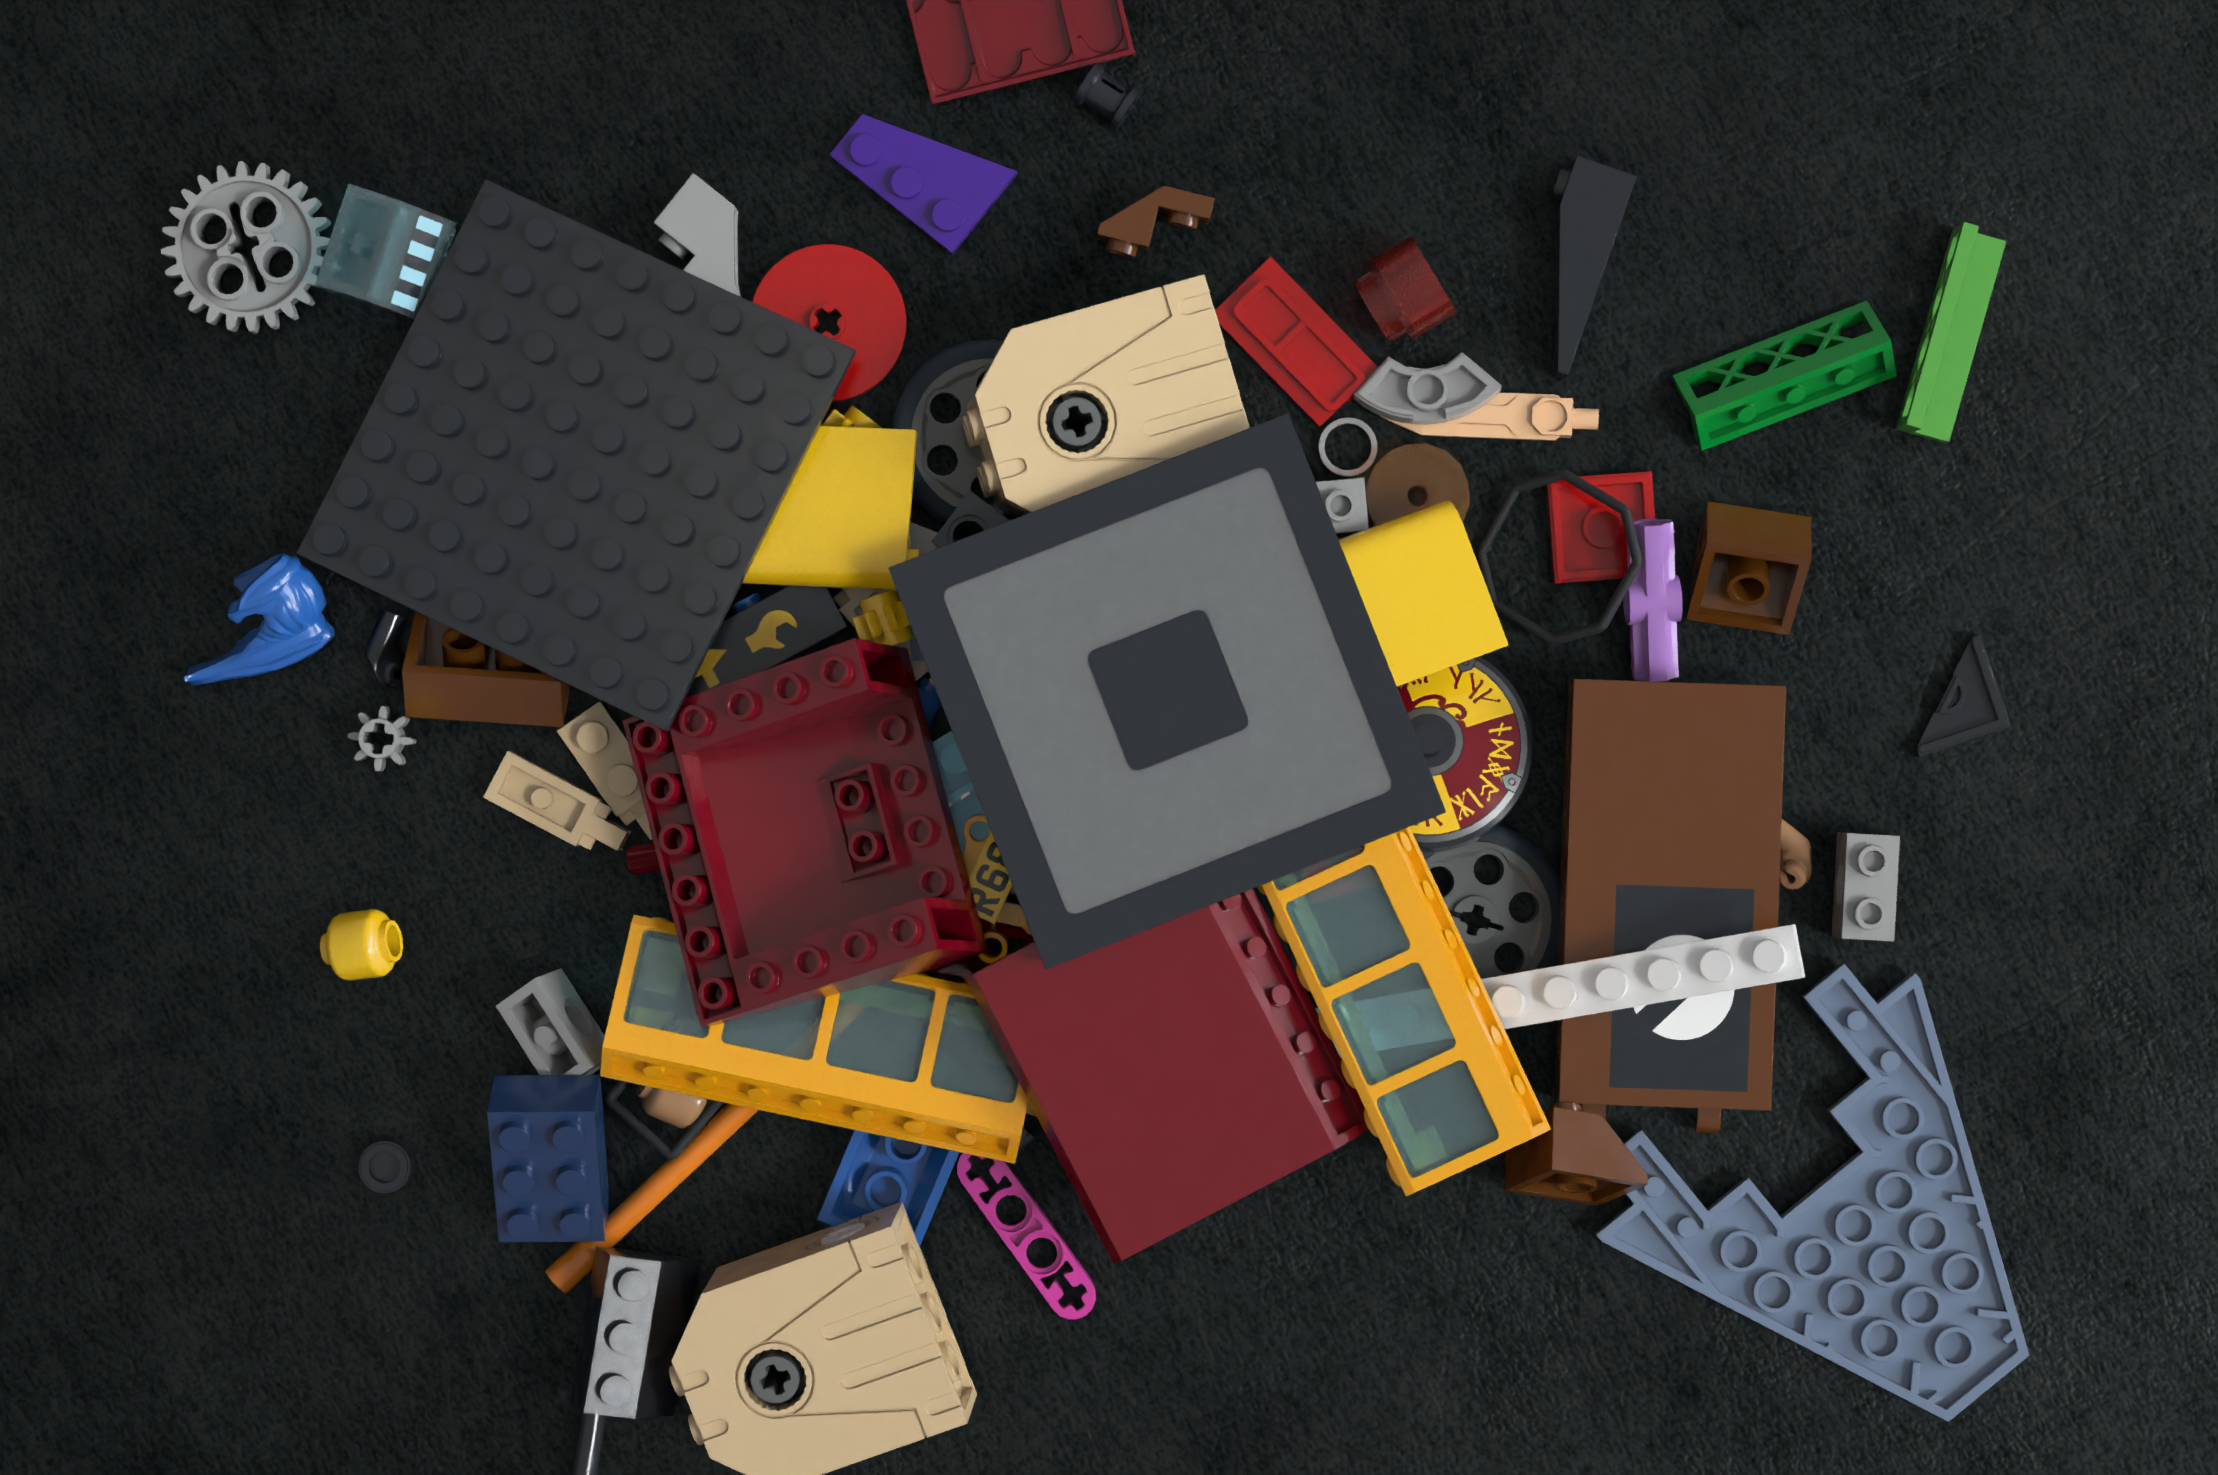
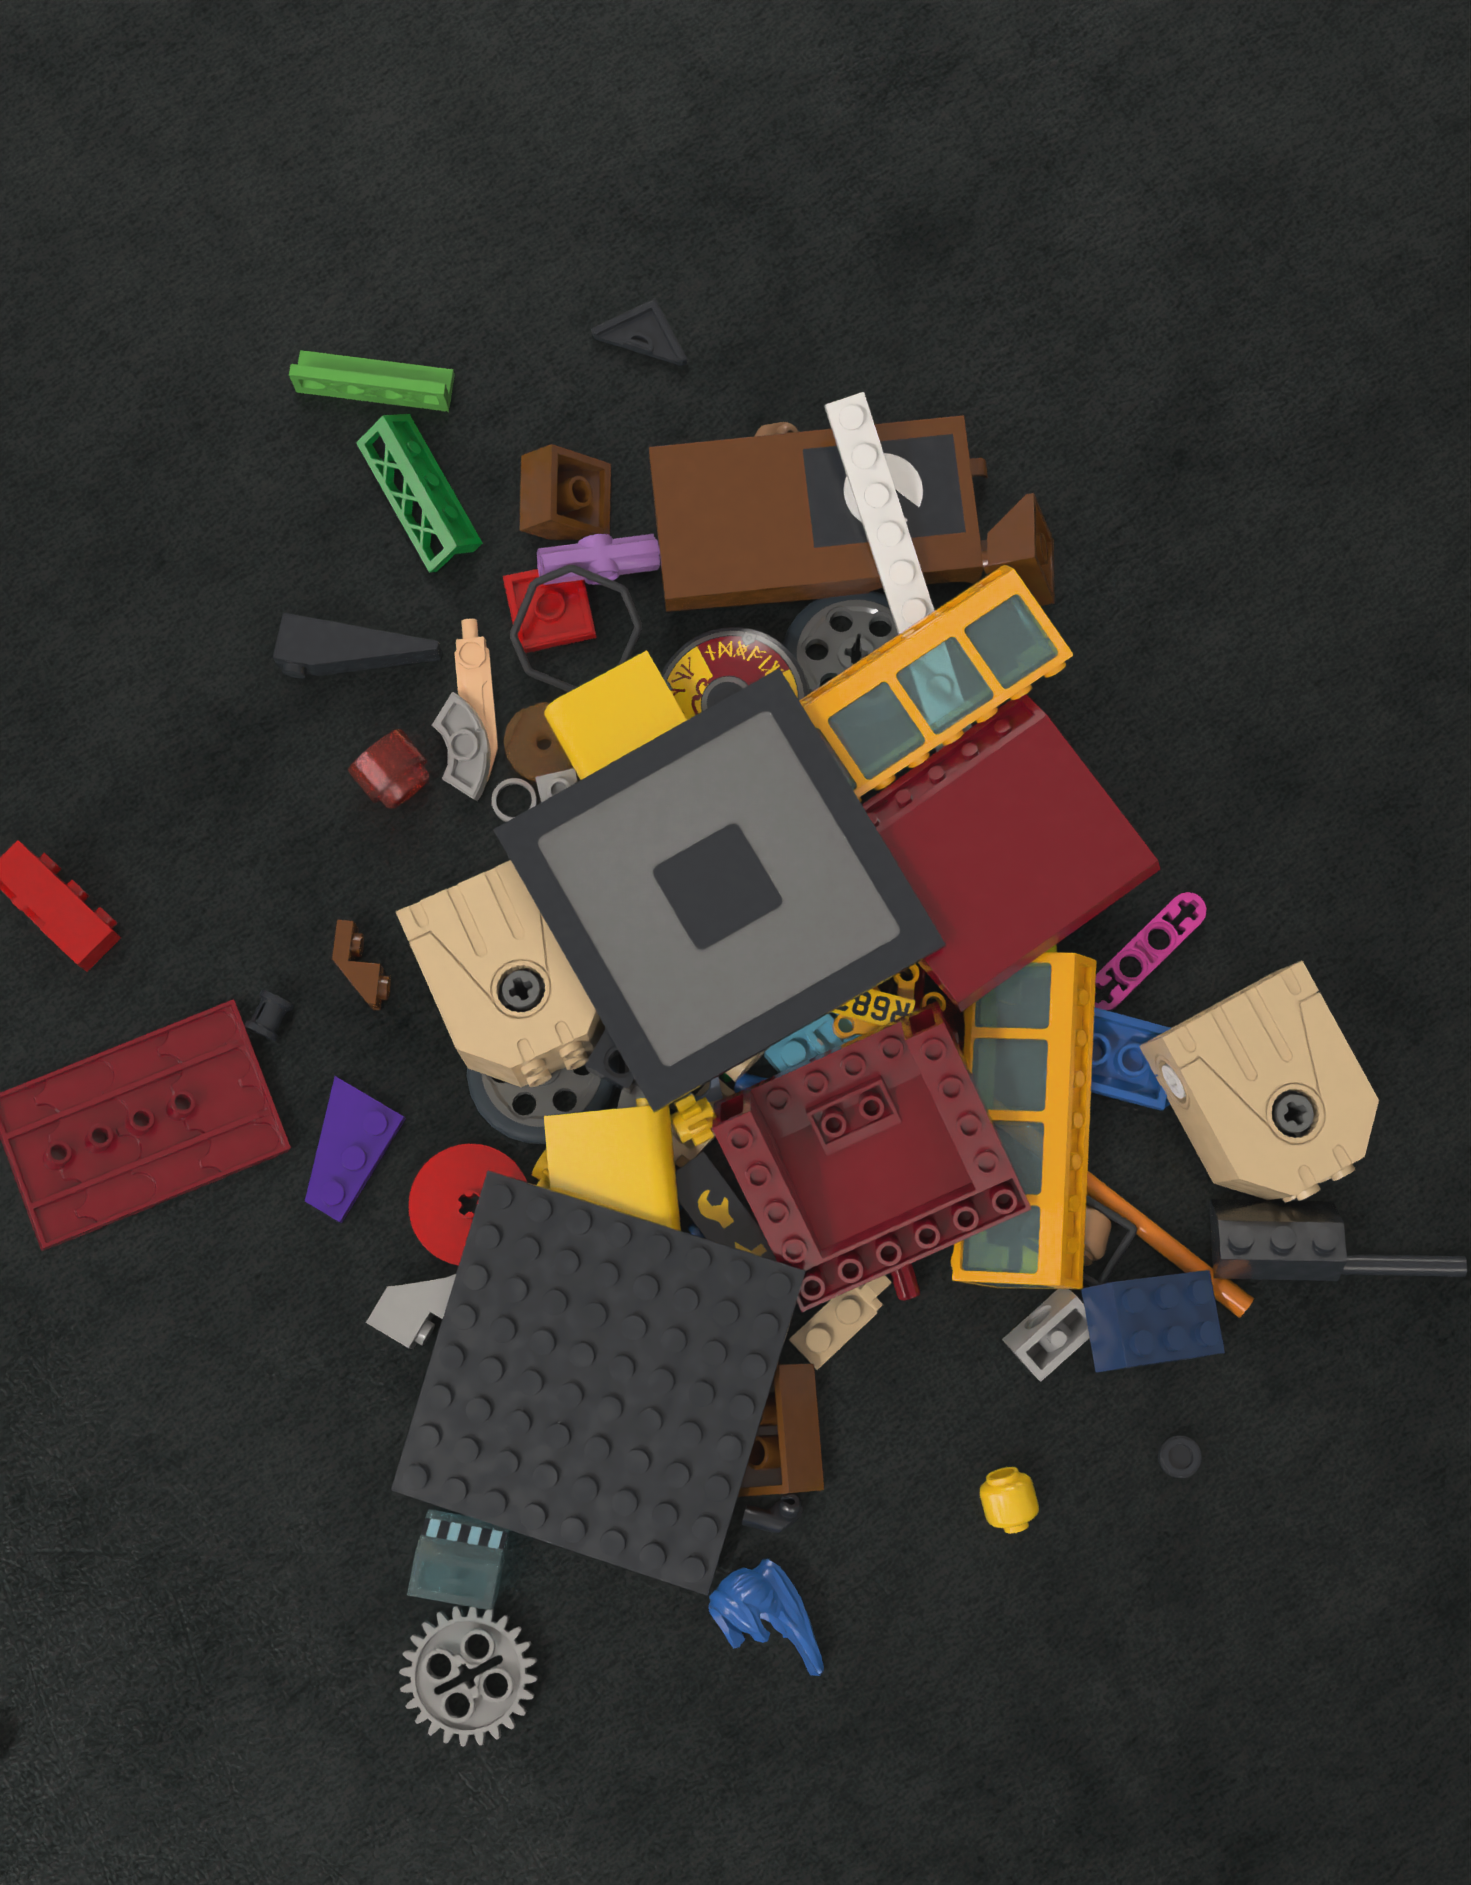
camera: 100 degrees left, 10 degrees down
(372, 749) = (852, 1516): light grey gear -> none
(554, 804) = (874, 1363): tan hinge -> none
(1295, 341) = (440, 848): red piece -> none
(1865, 886) = (788, 380): light grey brick -> none
(1884, 1257) = (1055, 330): sand blue wing -> none

